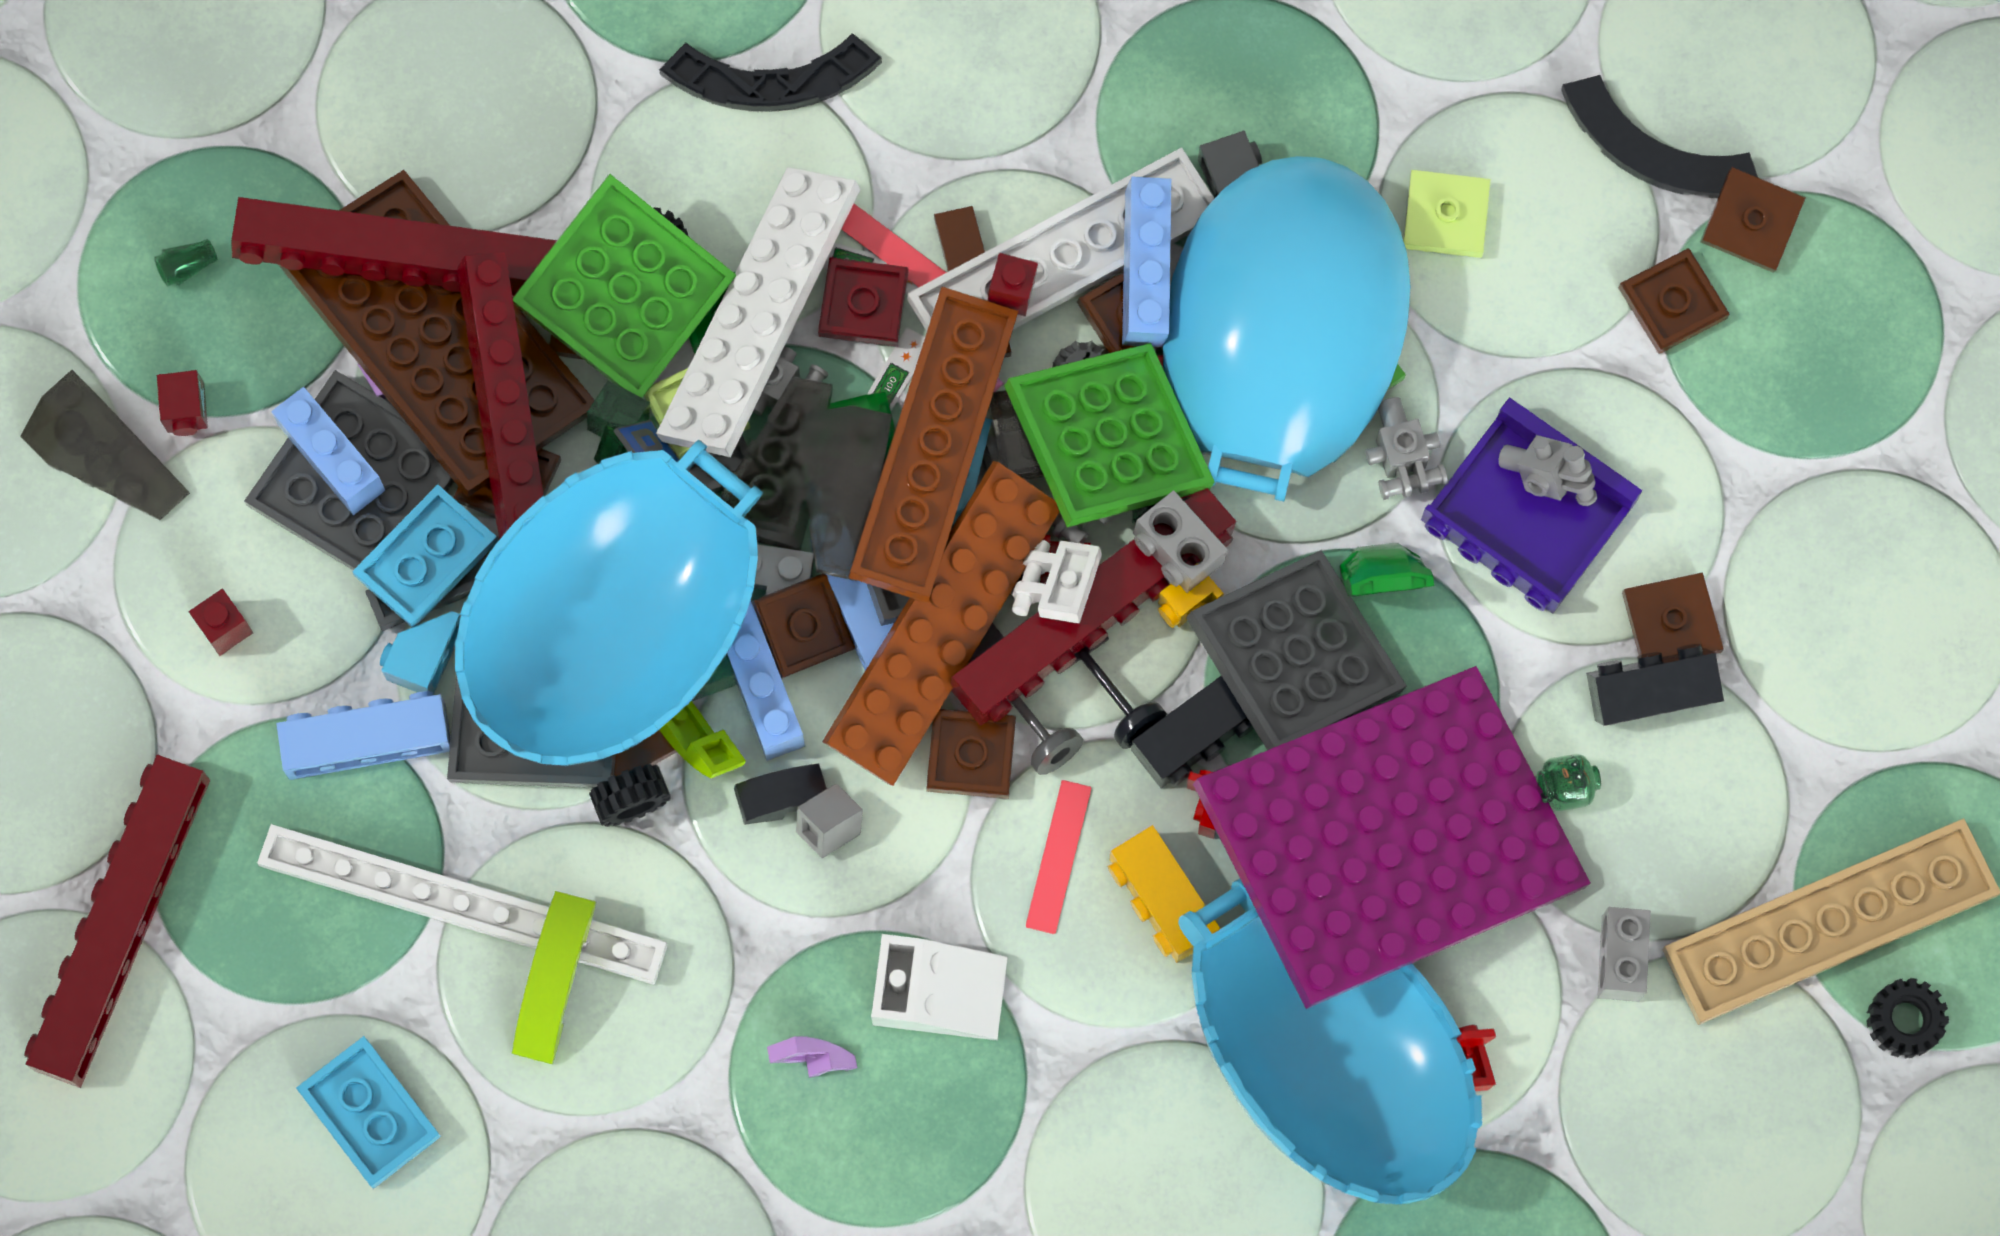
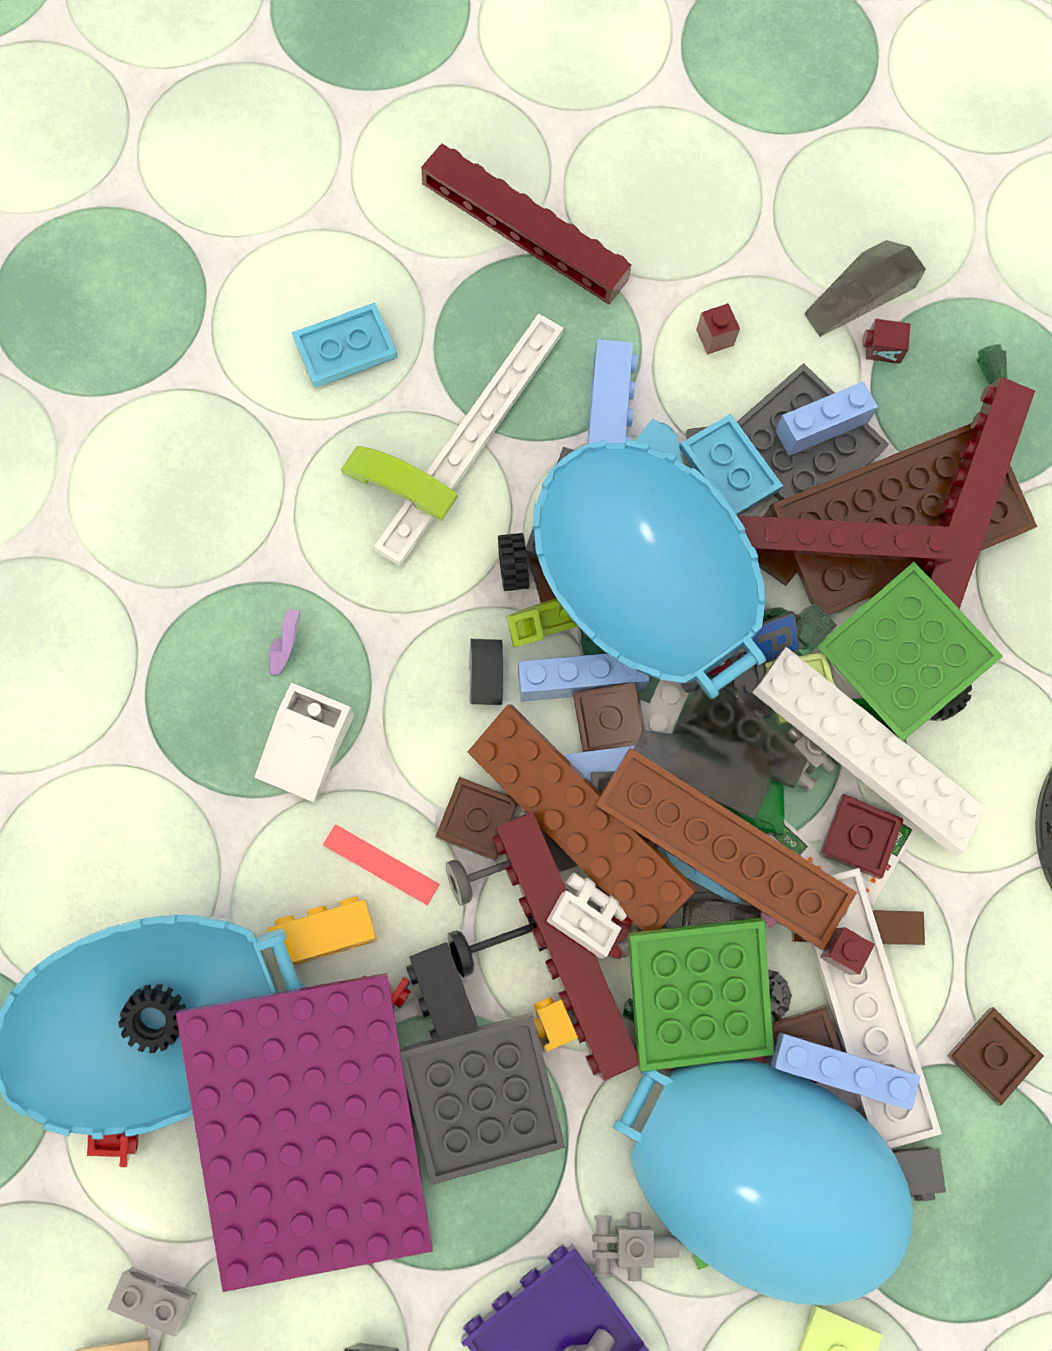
camera: 100 degrees right, 0 degrees up
(829, 820) = (455, 699): light grey panel -> none
(889, 246) = (903, 871): coral sticker -> none
(1076, 106) = (995, 1056): none -> reddish brown tile
(1188, 537) = (597, 1032): light grey brick -> none
(1338, 1040) = (138, 1031): none -> black tyre
(1384, 569) = (530, 1195): green slope -> none
(1568, 782) = (309, 1300): clear green head -> none

